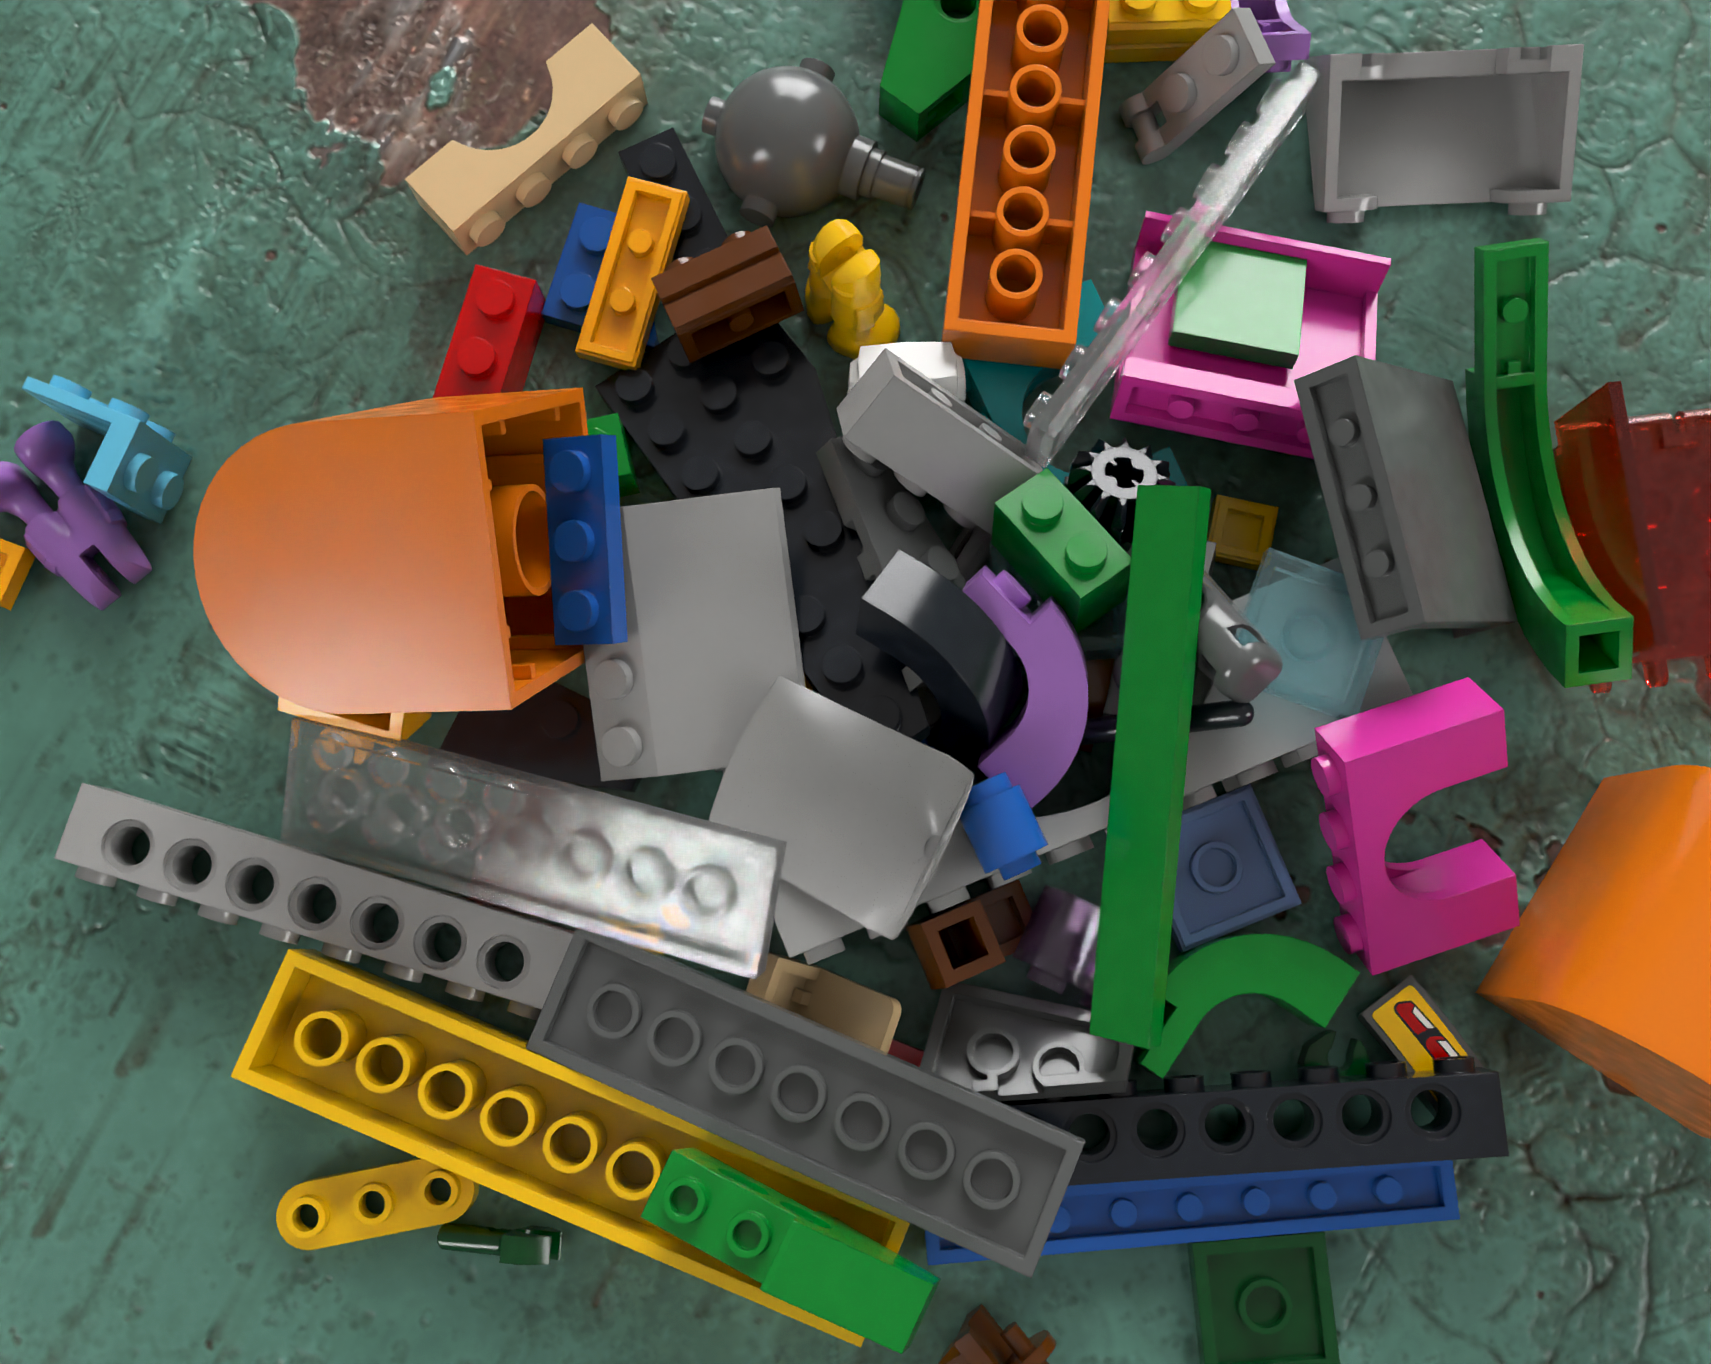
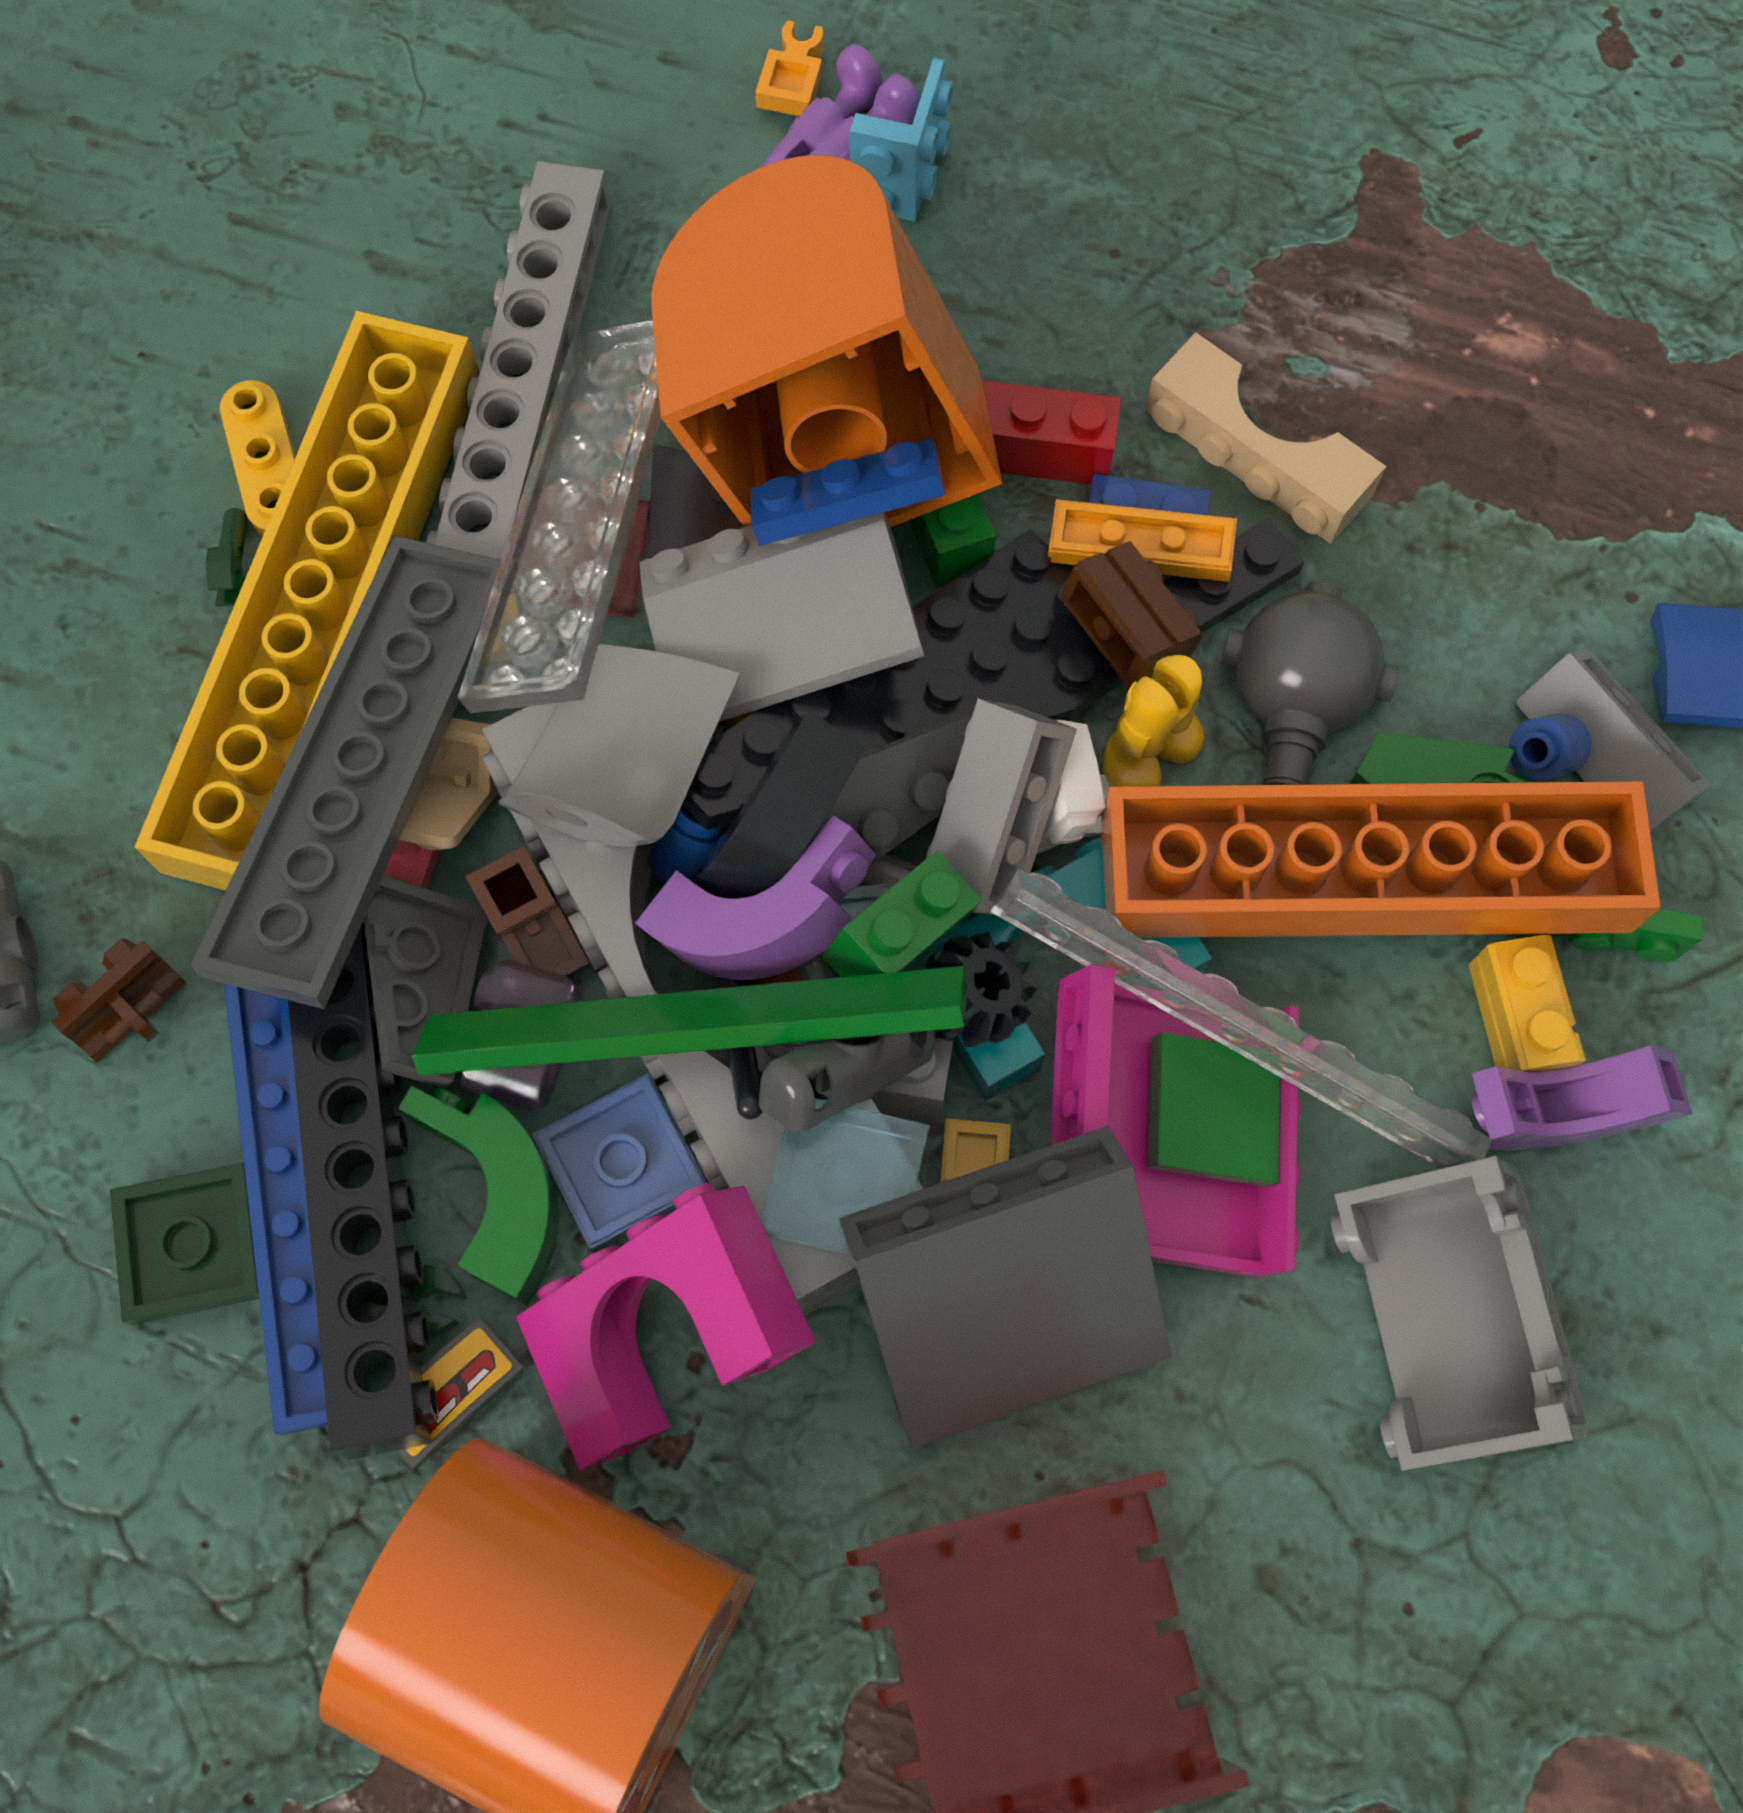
camera: 85 degrees right, 10 degrees down
(791, 1249) = (209, 755): green brick -> none
(1002, 827) = (615, 890): blue brick -> none
(1198, 85) = (1443, 1039): light grey plate -> none
(1555, 593) = (1074, 1444): green arch -> none

